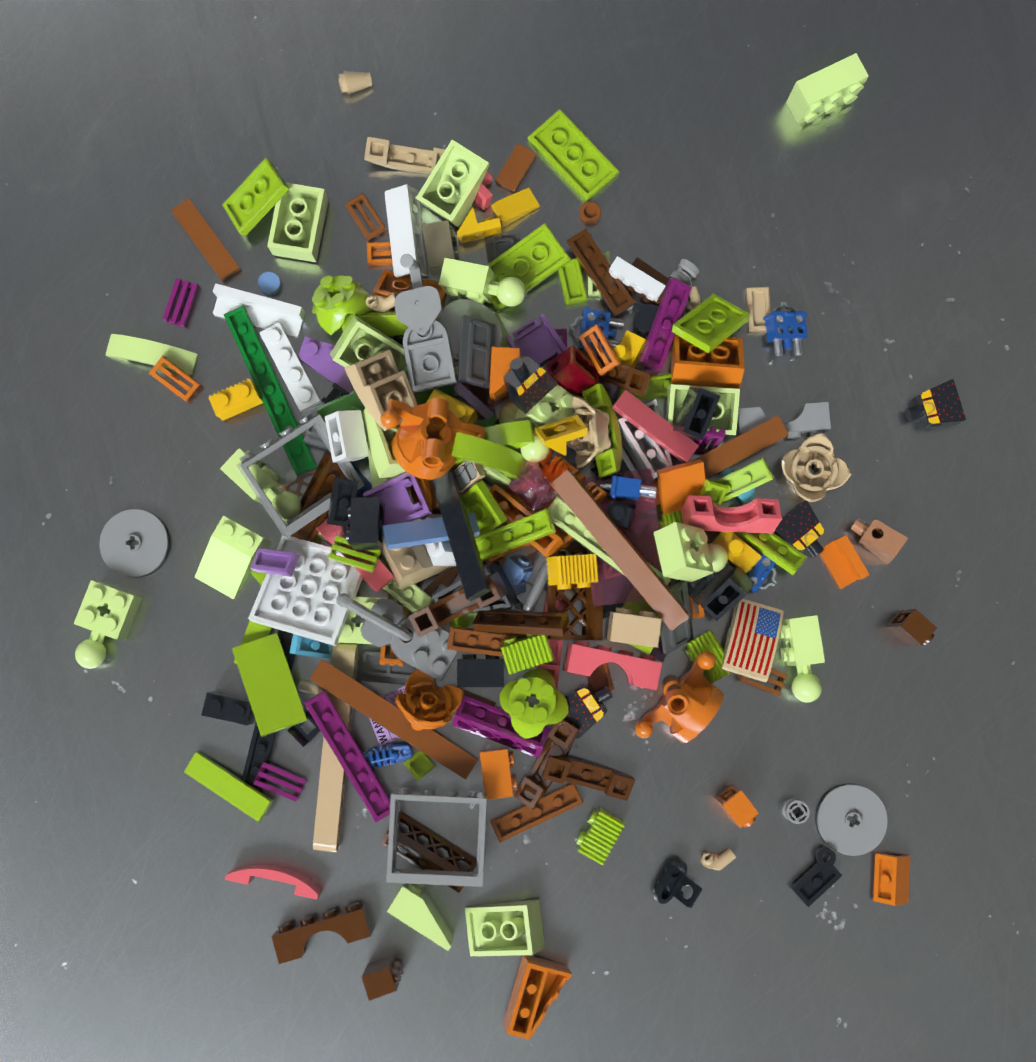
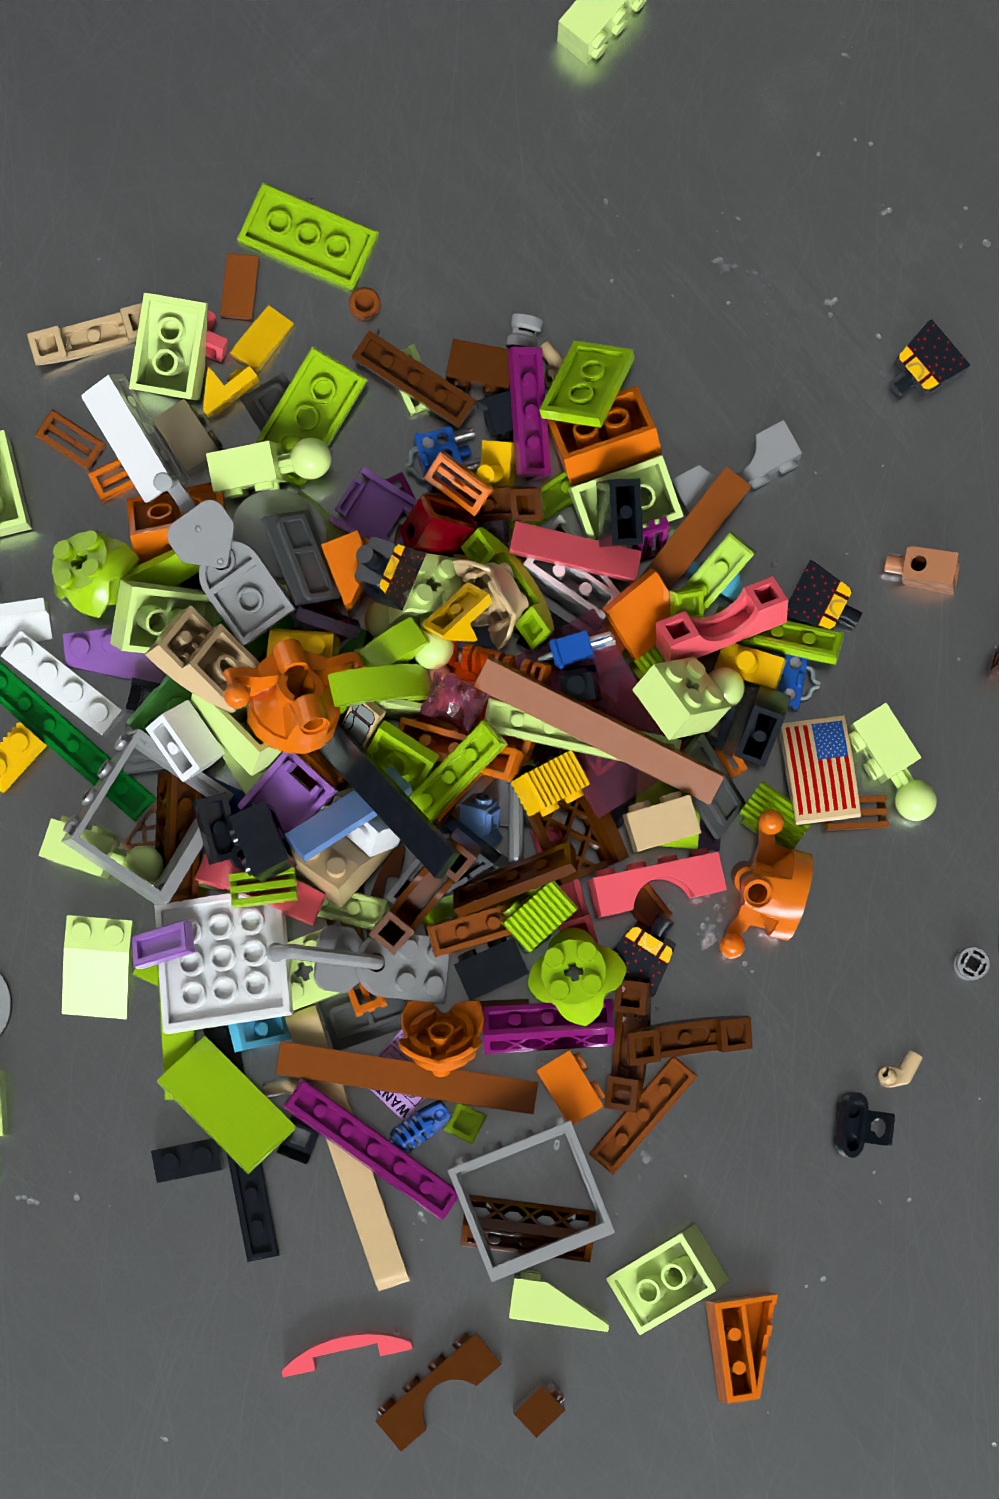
camera: 25 degrees left, 0 degrees up
(228, 786) = (231, 1260): lime tile -> none
(297, 789) = (323, 1224): magenta tile -> none
(381, 303) = (148, 547): tan arm -> none
(572, 283) = (383, 408): lime tile -> none
(600, 835) = (737, 1107): lime brick -> none
(637, 279) = (466, 369): white piece -> none
(737, 806) = (894, 991): orange brick -> none
(757, 306) = (642, 335): tan tile -> none
(786, 328) = (688, 346): blue piece -> none
(831, 470) = (797, 490): tan brick -> none
(843, 562) = (894, 618): orange panel -> none

